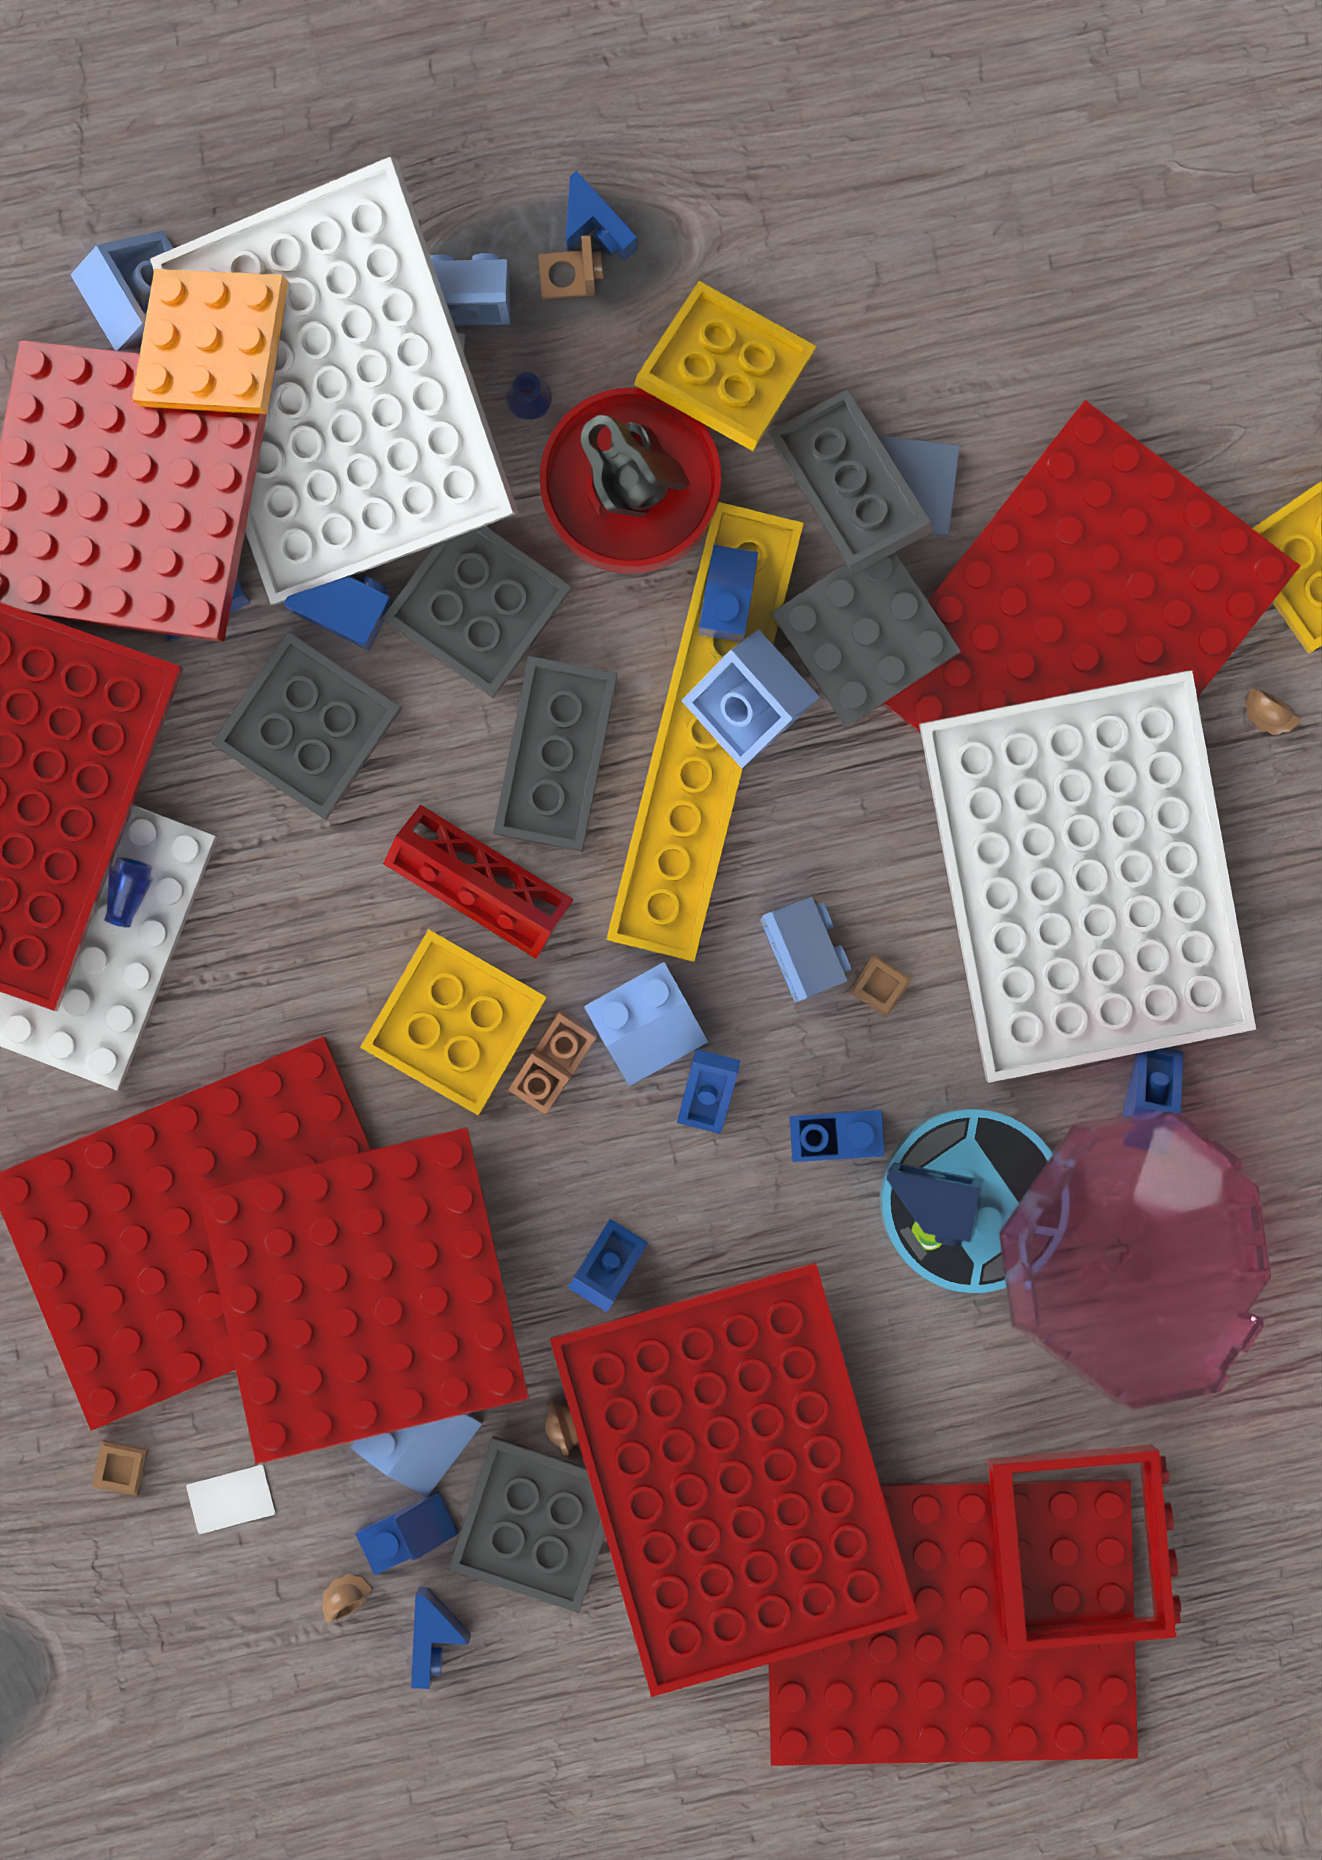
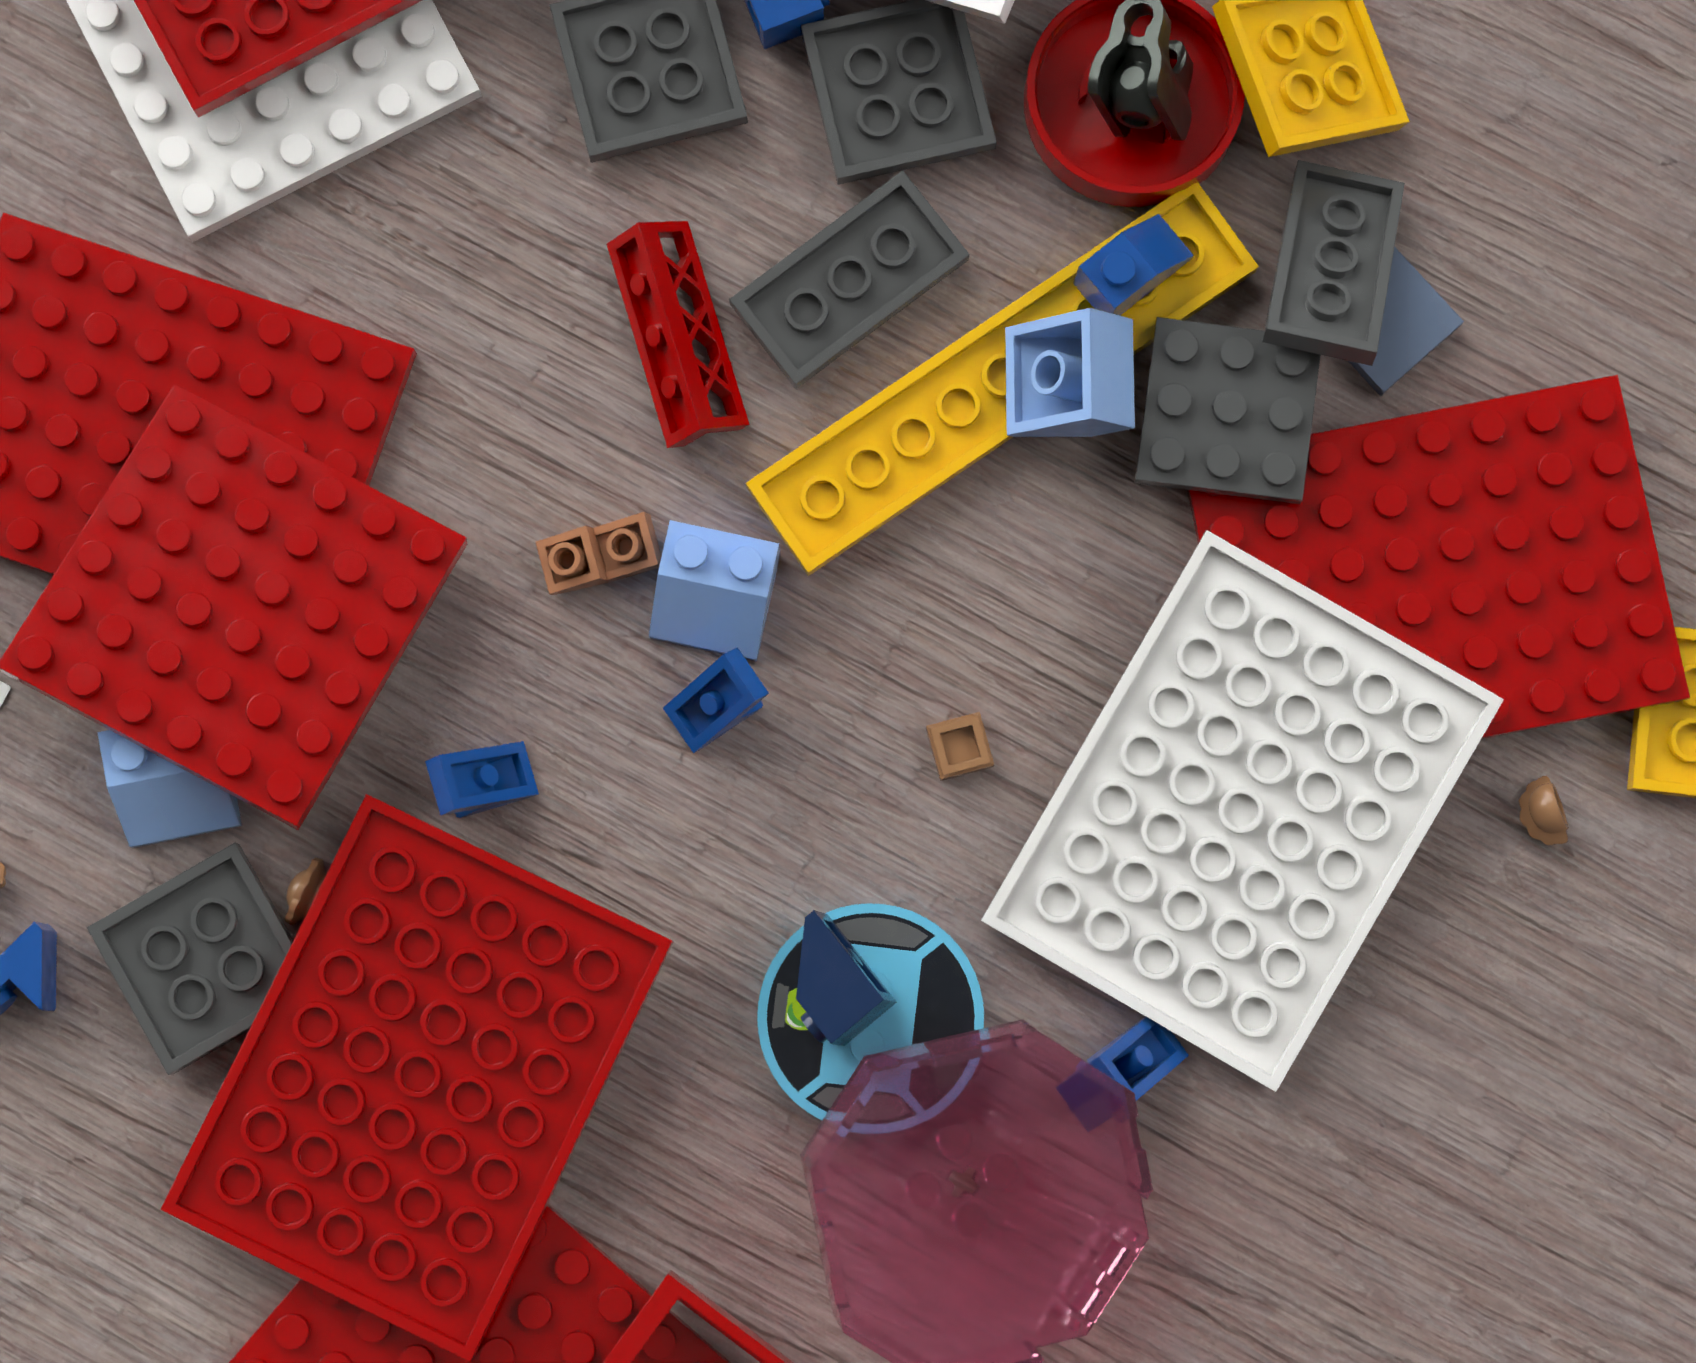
camera: 40 degrees right, 5 degrees down
(126, 890) = (356, 62): clear blue cone -> none
(407, 1533) = (81, 863): blue slope -> none
(453, 1022) = (541, 438): yellow plate -> none
(804, 948) = (919, 646): light blue slope -> none
(837, 1135) = (796, 843): blue slope -> none

